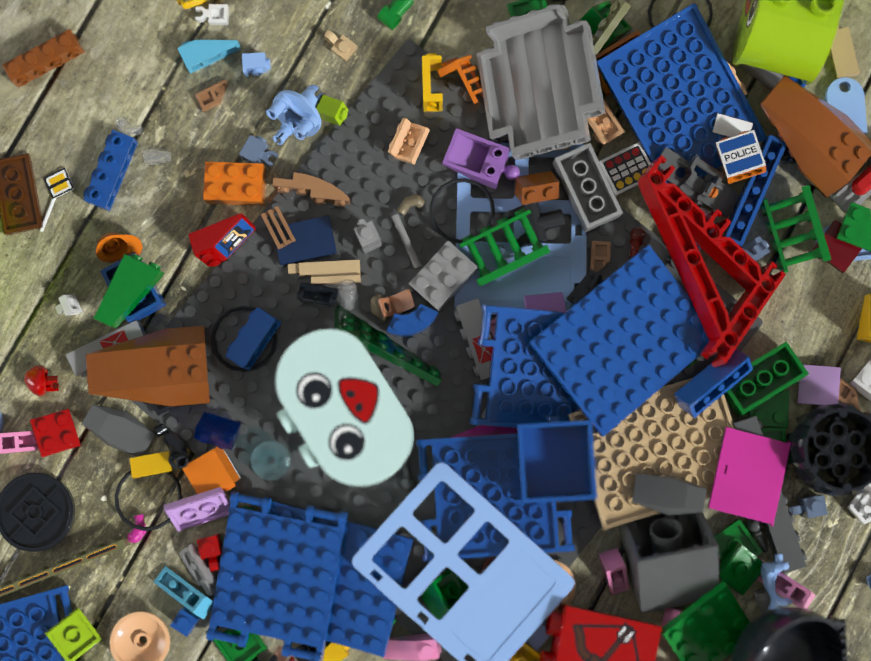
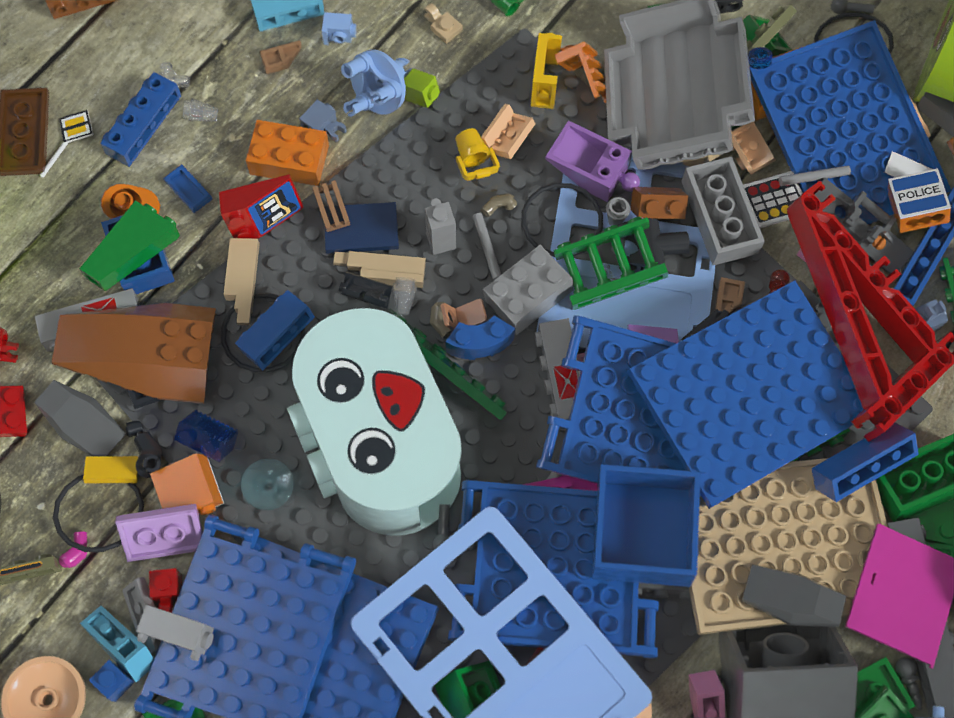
camera: 10 degrees right, 15 degrees down
(68, 305) = (53, 262): white tile -> none
(160, 224) = (187, 188): none -> blue tile
(219, 296) = (241, 276): none -> tan piece
(225, 583) = (175, 630): none -> light grey brick
(320, 189) = (390, 171): medium nougat slope -> none
(383, 162) = (474, 153): none -> yellow piece
(505, 196) = (617, 210): none -> light grey cone
(604, 53) = (760, 58): none -> clear blue tile
(657, 145) = (814, 175): none -> light grey bar

